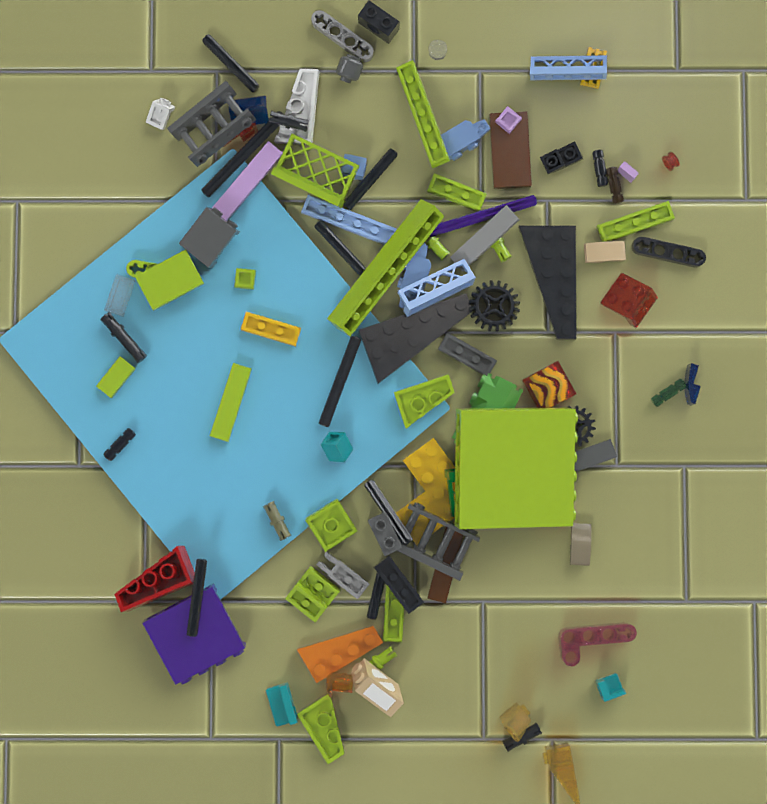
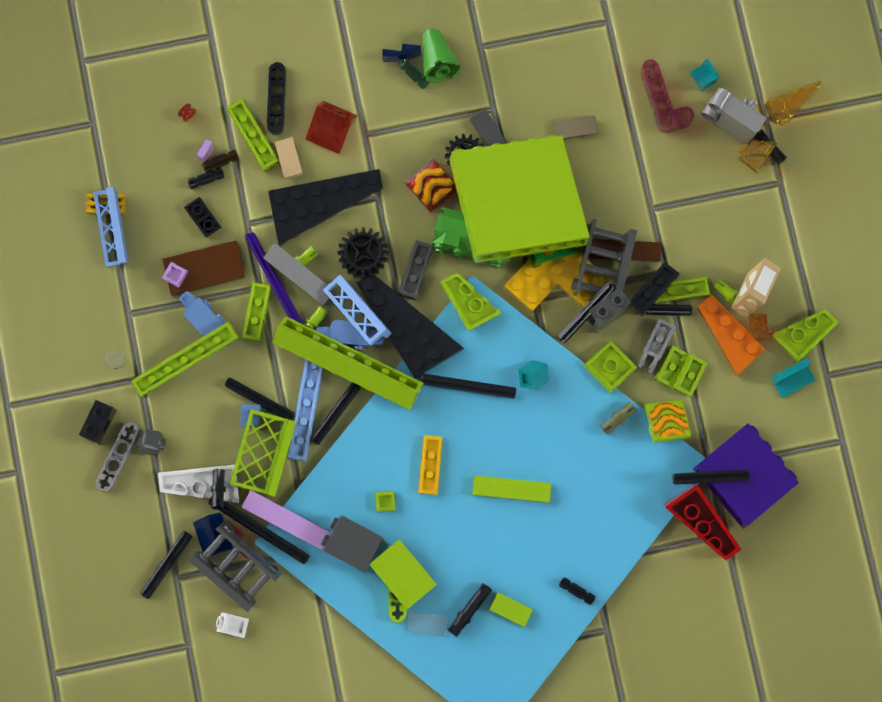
camera: 105 degrees left, 5 degrees down
(264, 569) = (667, 421): none -> slope
(558, 707) = (733, 115): none -> light grey piece
(680, 419) = (438, 57): none -> bright green cone

